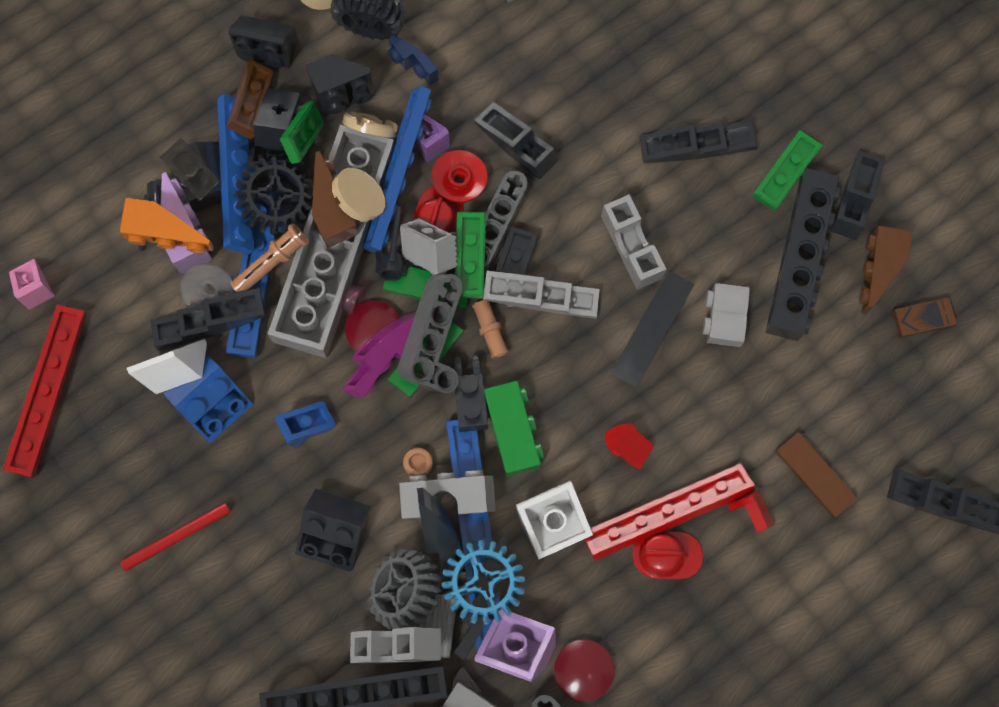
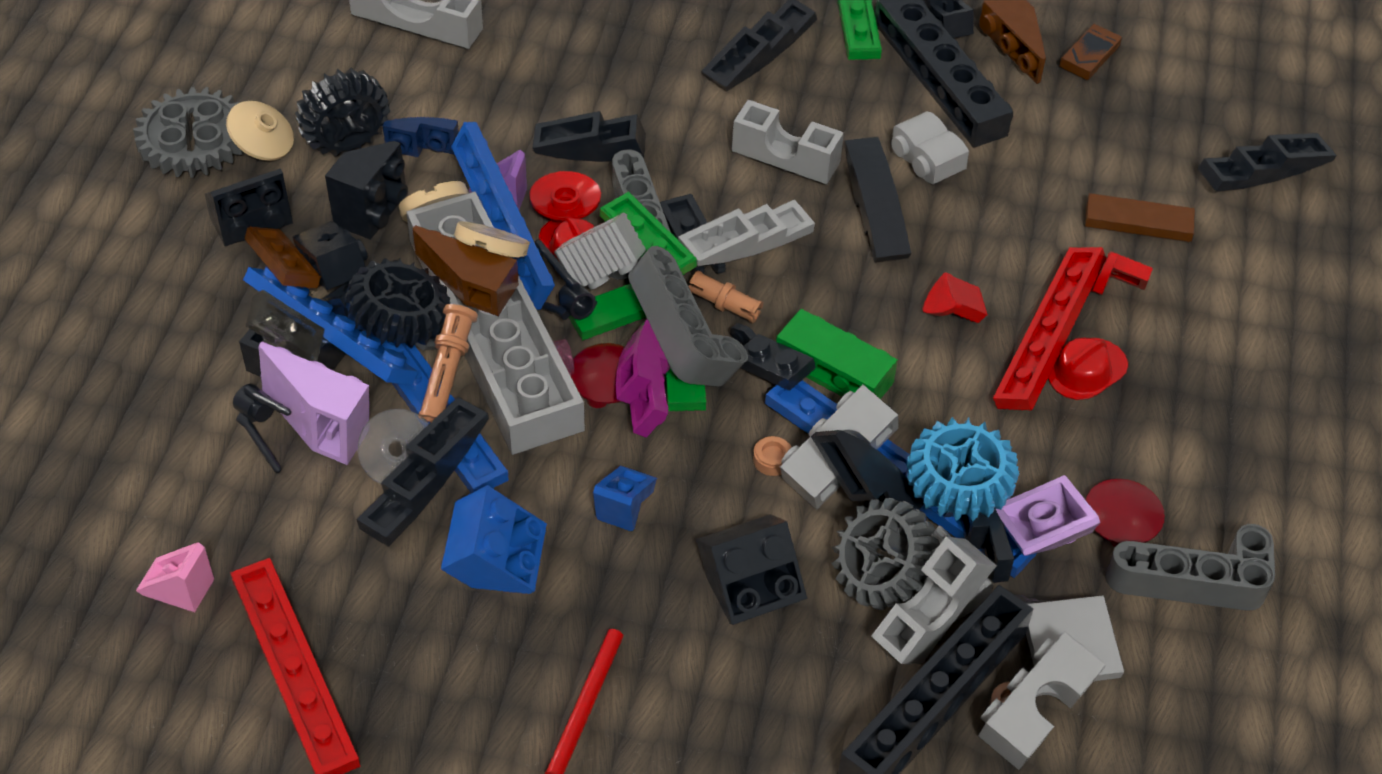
camera: 40 degrees left, 25 degrees down
(150, 222) = (304, 382): orange slope -> none
(171, 368) = (430, 530): white slope -> none
(302, 132) = (374, 240): green tile -> none
(553, 520) = (958, 391): white slope -> none

